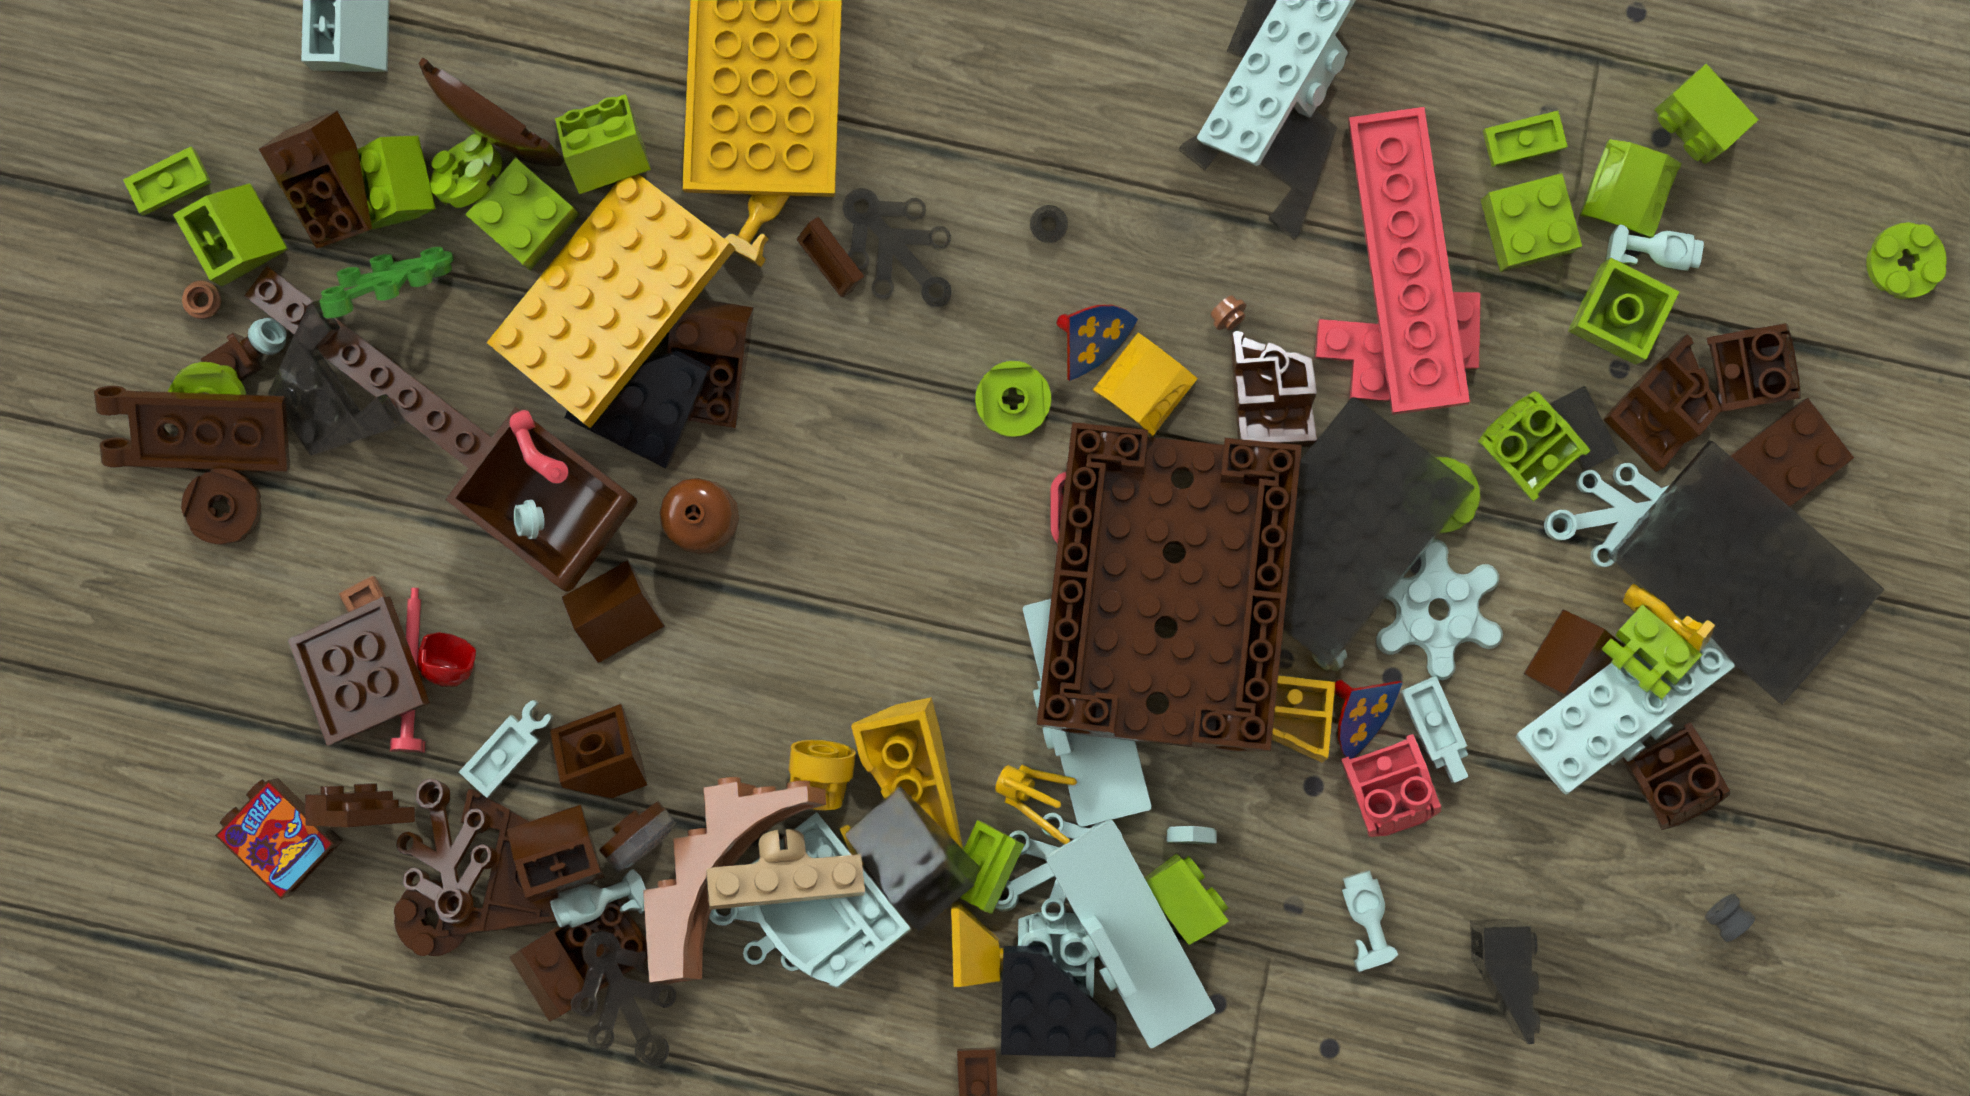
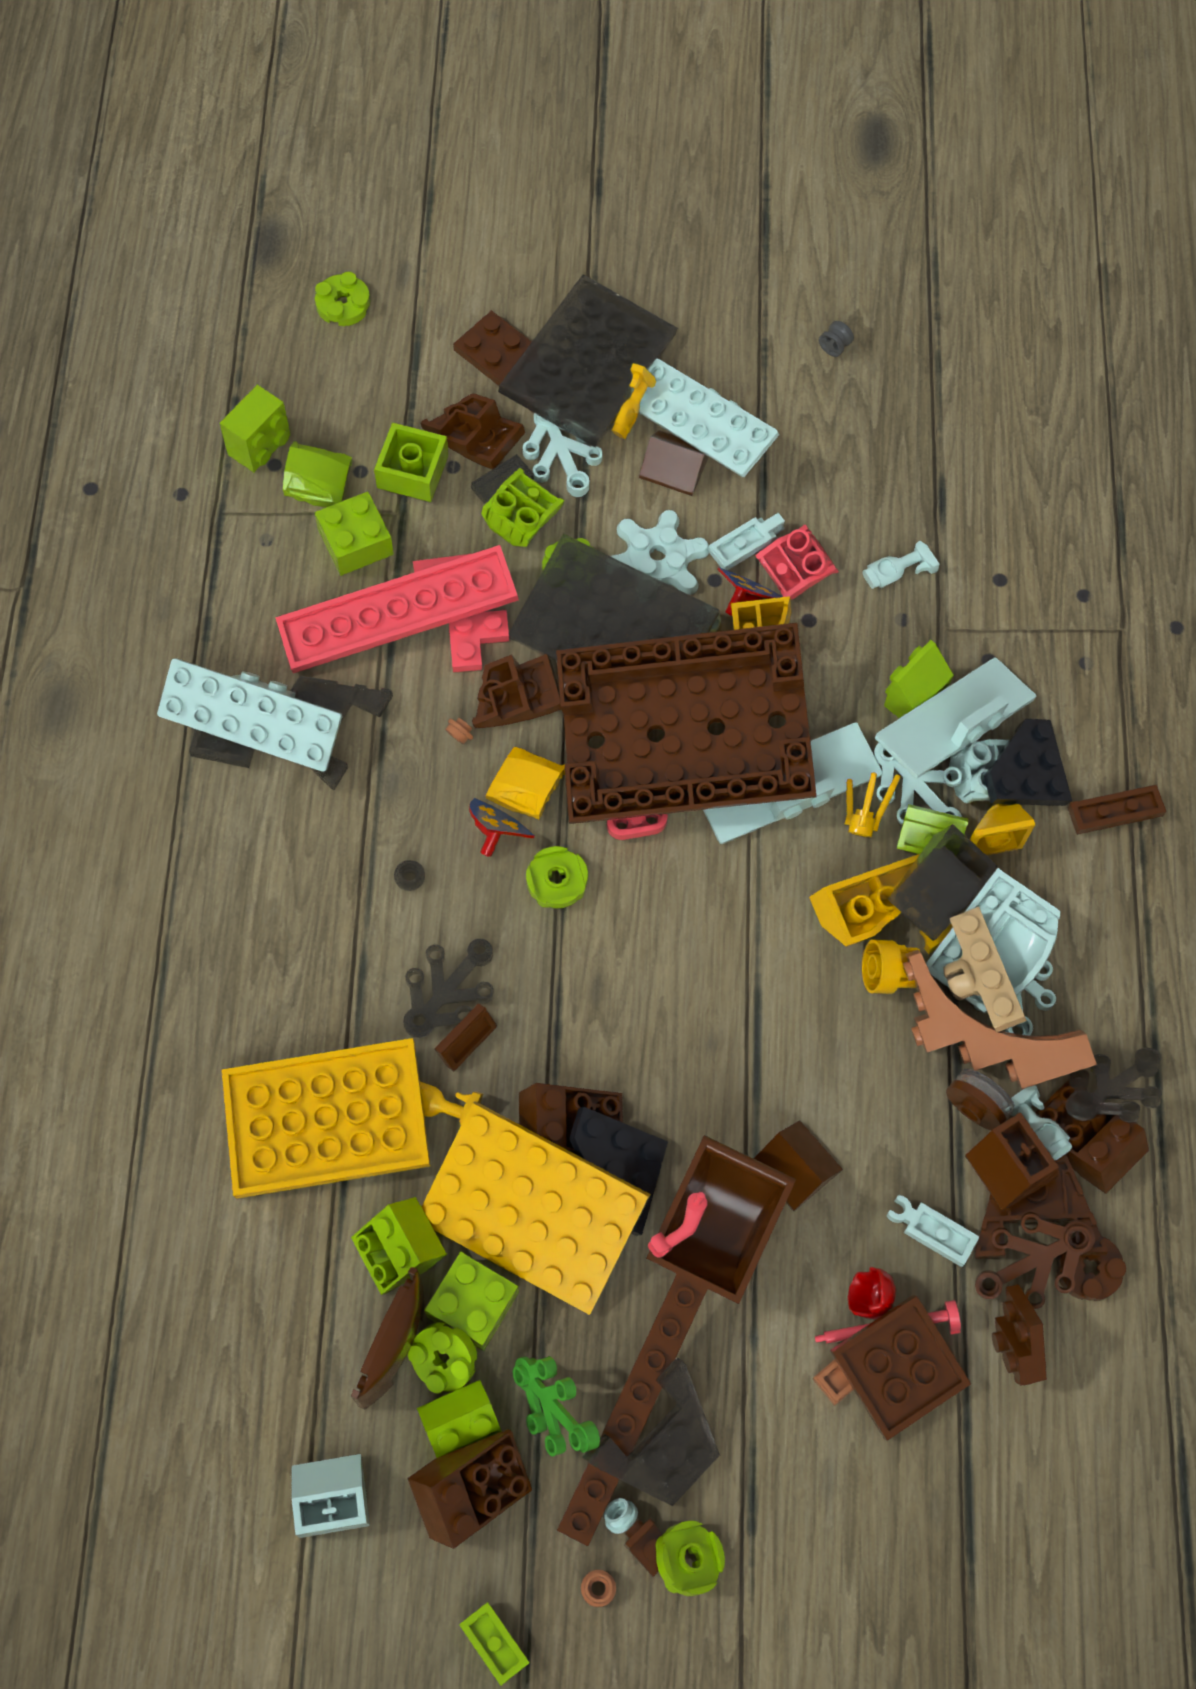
camera: 105 degrees left, 20 degrees down
(211, 434) = (719, 1550): reddish brown hinge -> none
(211, 487) = (799, 1517): reddish brown plate -> none
(230, 233) = (533, 1566): lime slope -> none
(274, 839) = (1060, 1415): brick -> none
(528, 519) = (743, 1216): light aqua plate -> none
(599, 754) = (918, 1150): reddish brown slope -> none
(714, 524) = (702, 1114): dark orange cylinder -> none
(1191, 835) = (868, 693): light aqua tile -> none
(1504, 959) = (913, 462): clear smoke slope -> none
(1525, 138) = (289, 549): lime plate -> none
(1658, 646) = (654, 403): lime plate -> none
(1665, 248) = (358, 446): light aqua piece -> none
(1678, 778) = (744, 381): reddish brown slope -> none
(1755, 367) = (438, 378): reddish brown slope -> none

